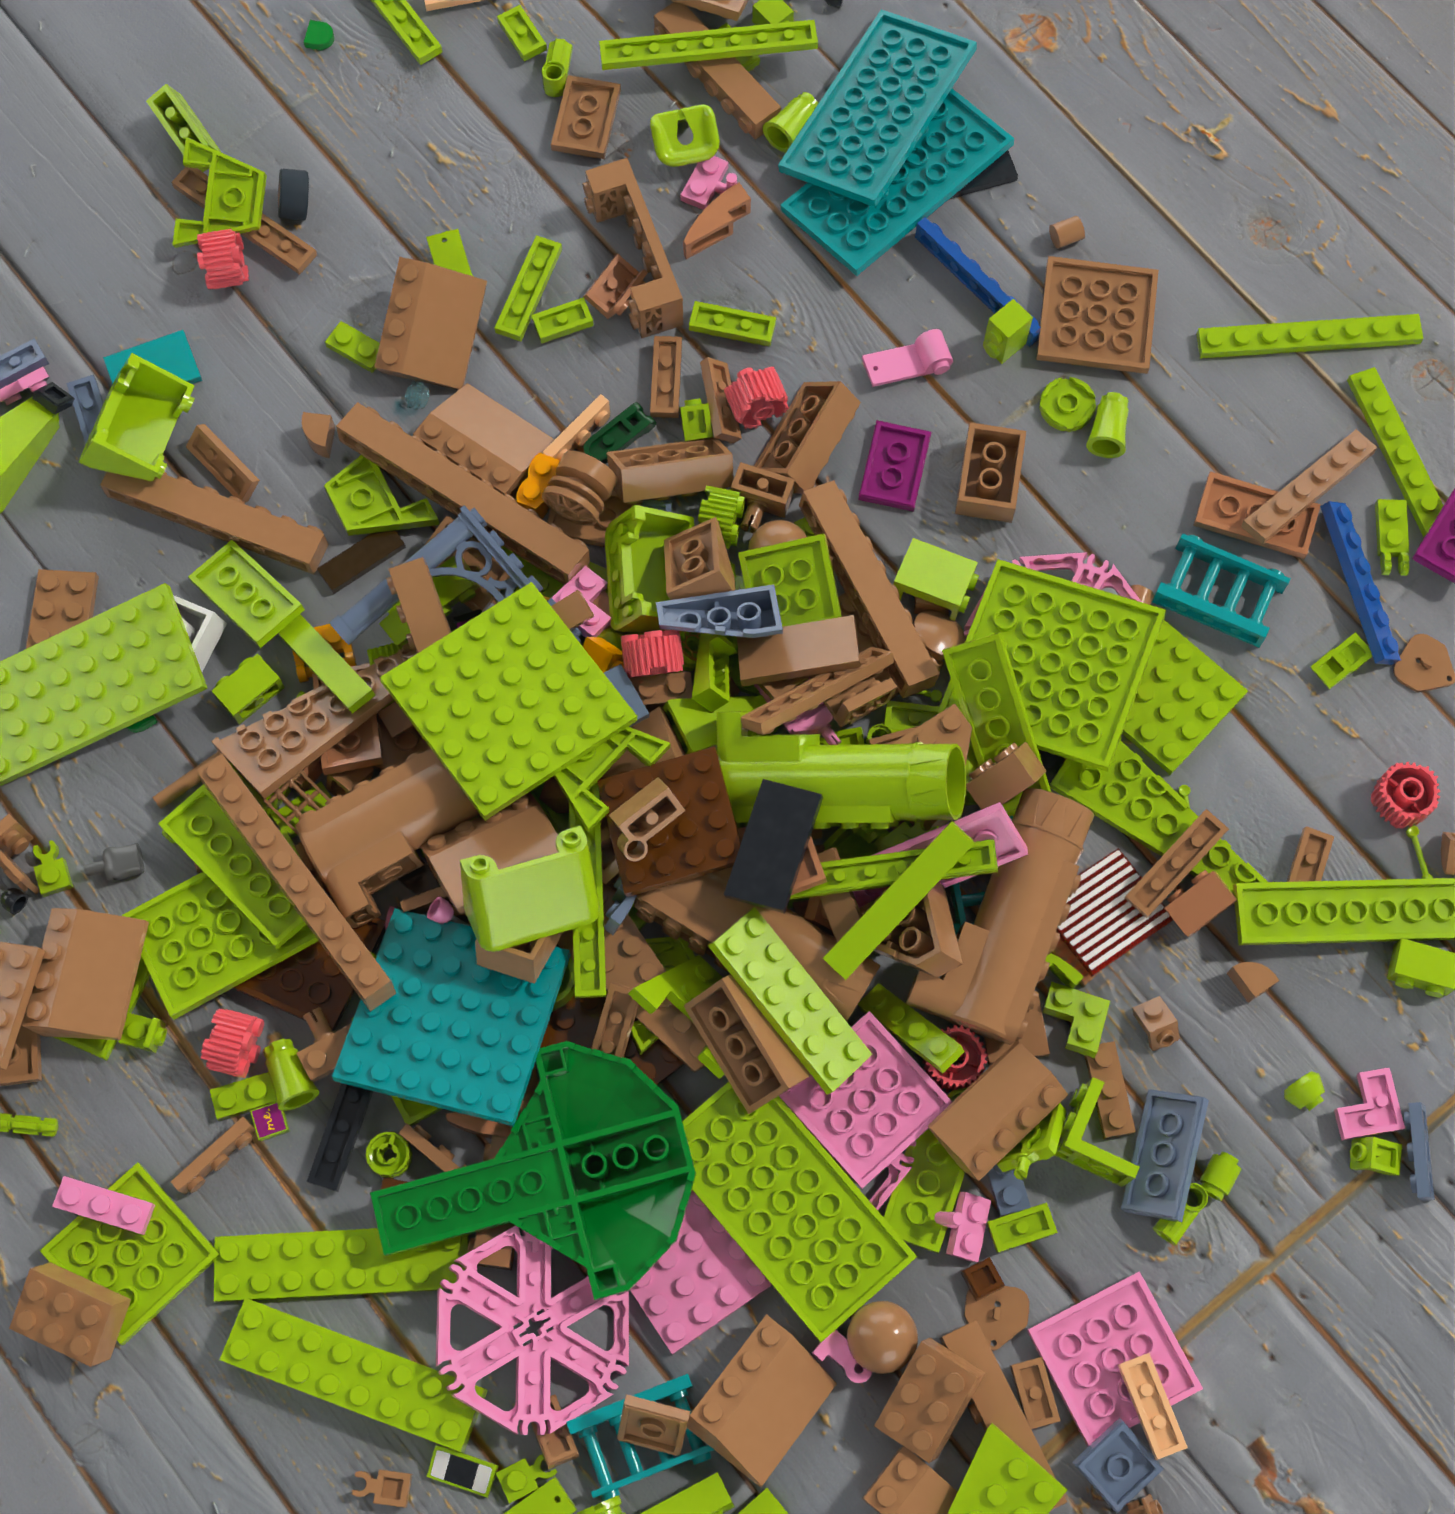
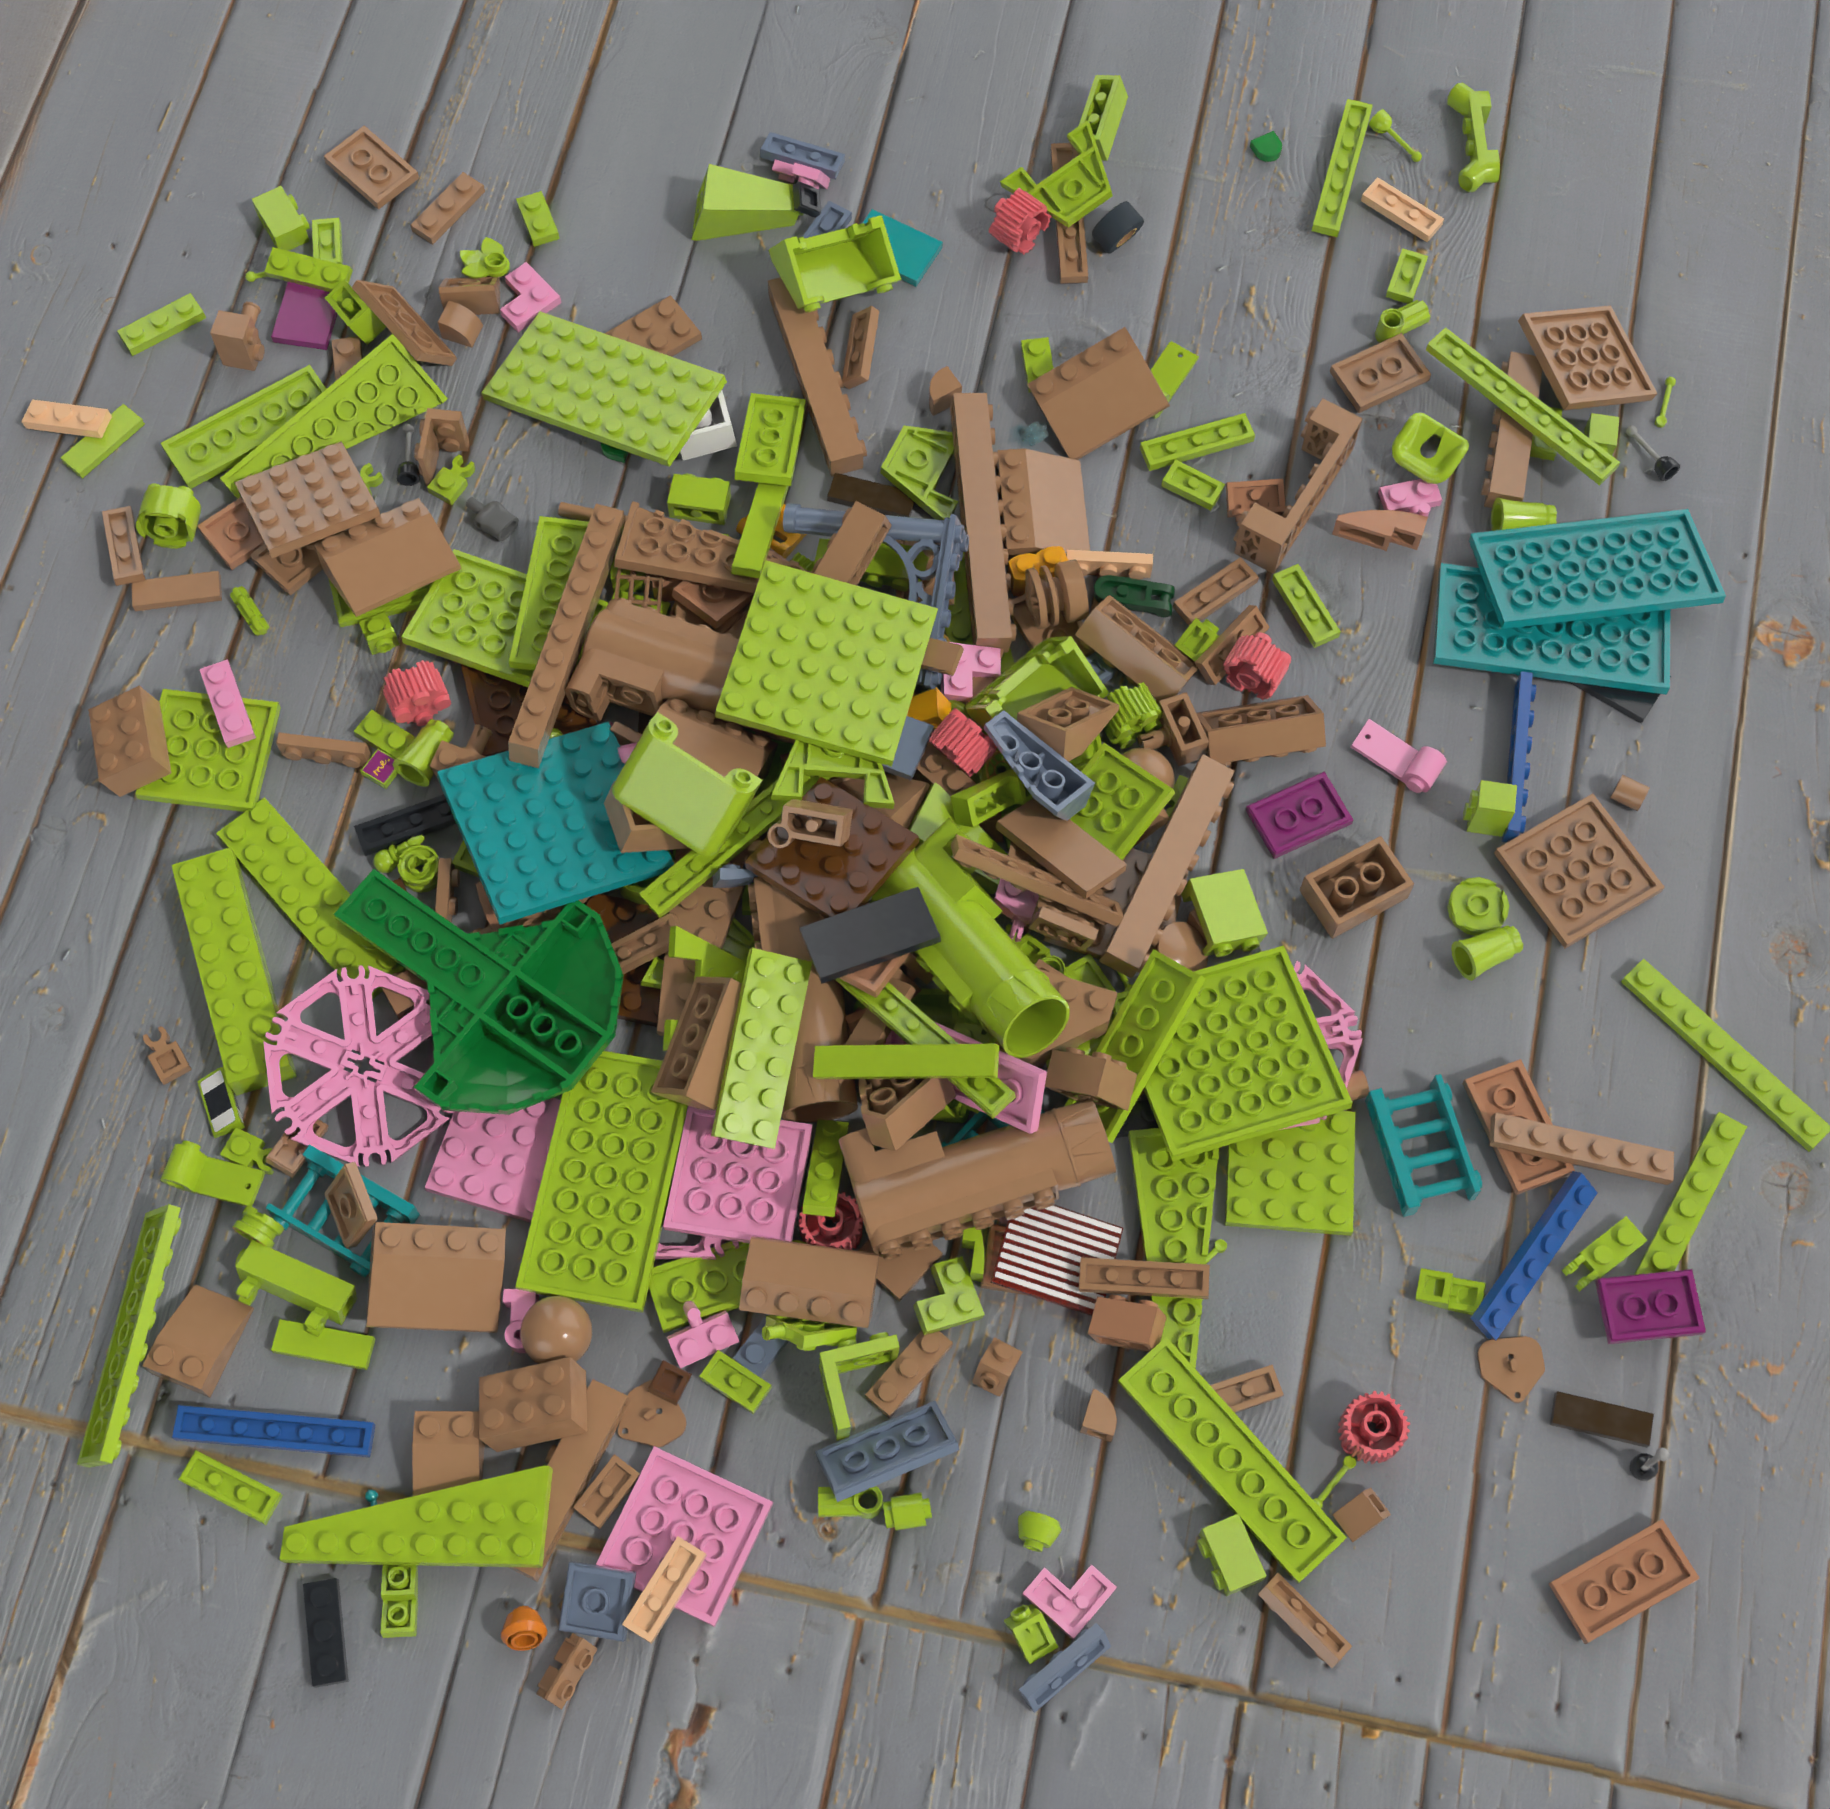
camera: 50 degrees right, 5 degrees down
(356, 1176) = (386, 860): none -> lime bar

